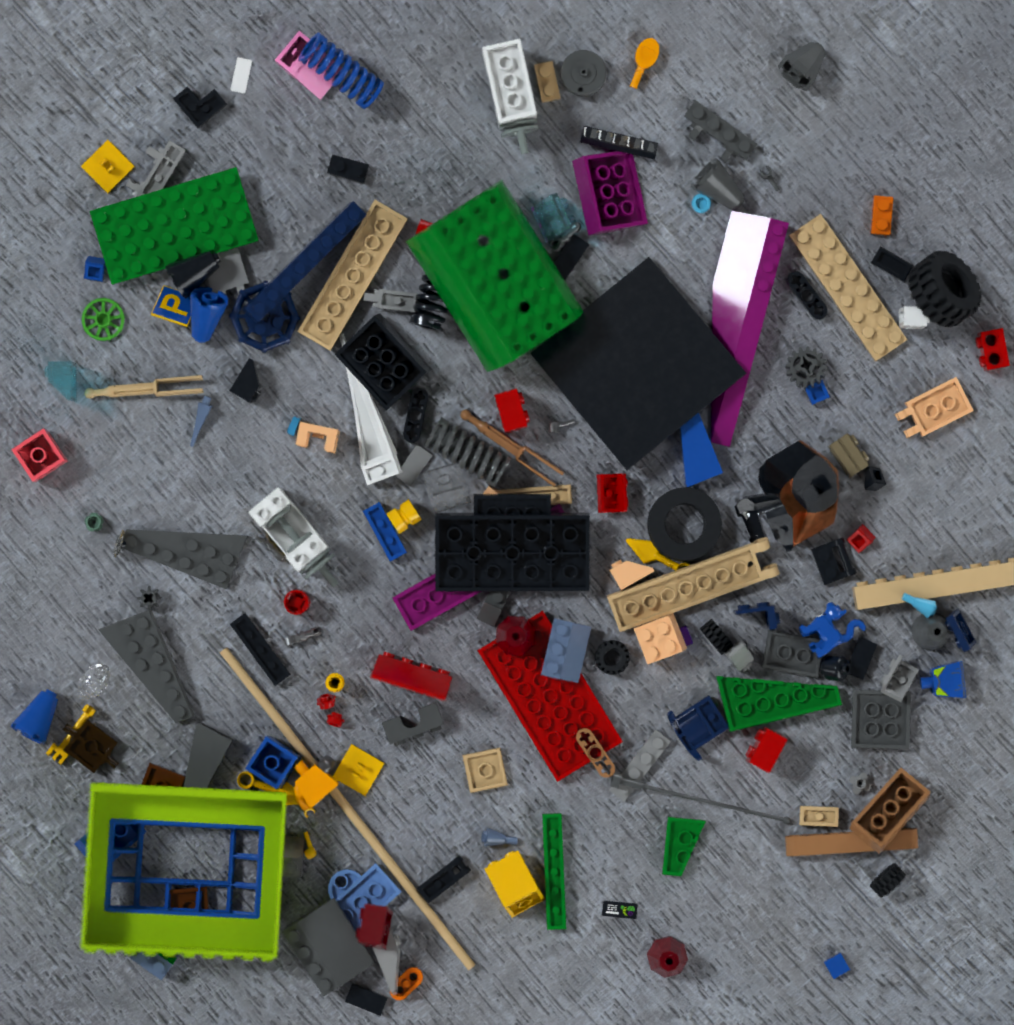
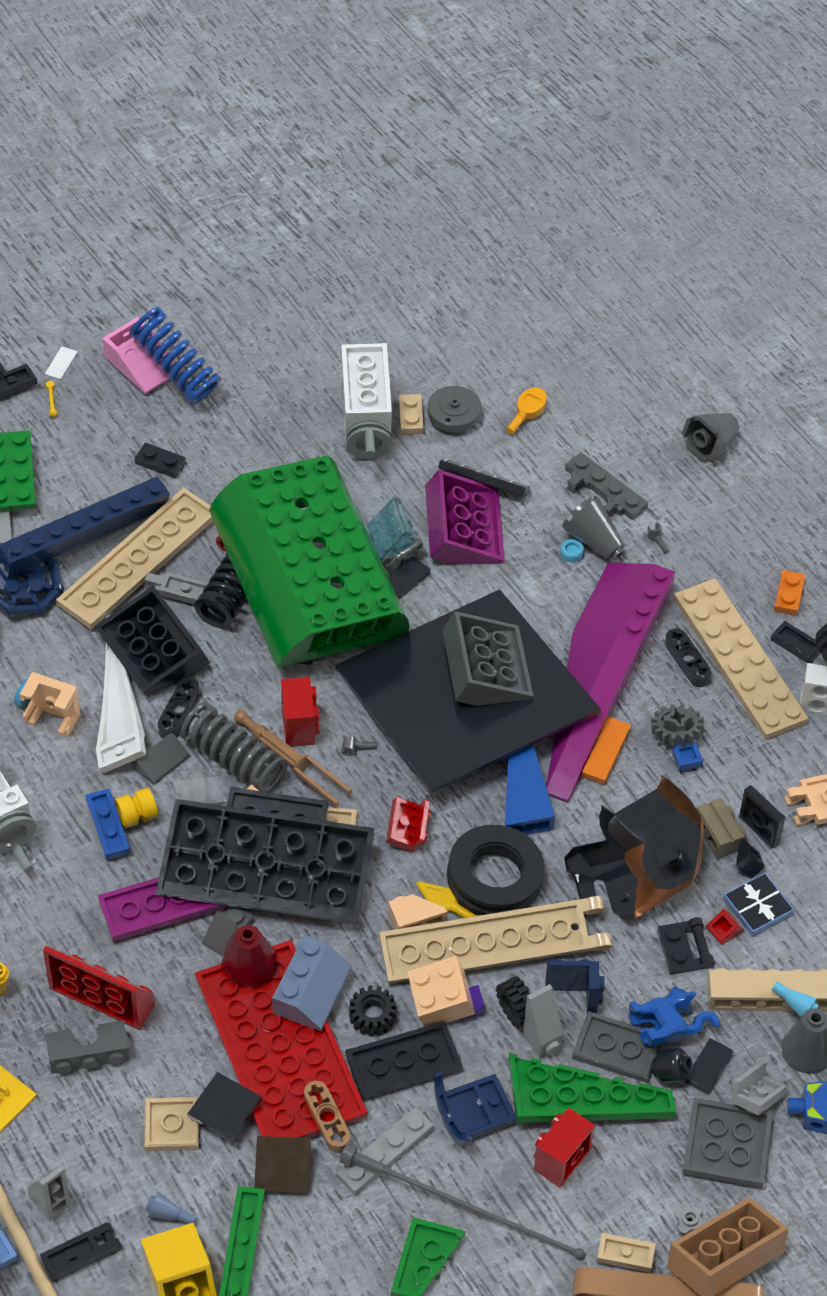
camera: 10 degrees right, 35 degrees down
(238, 103) = (50, 385): none -> yellow hinge
(412, 844) = (50, 1192): none -> light grey slope
(521, 756) = (224, 1107): none -> black tile
(570, 792) = (283, 1164): none -> dark brown tile
(641, 693) = (403, 1060): none -> black plate
(651, 341) = (486, 660): none -> dark grey slope
(753, 396) = (606, 750): none -> orange tile
(879, 445) = (762, 816): none -> black tile
(884, 515) = (758, 904): none -> black tile

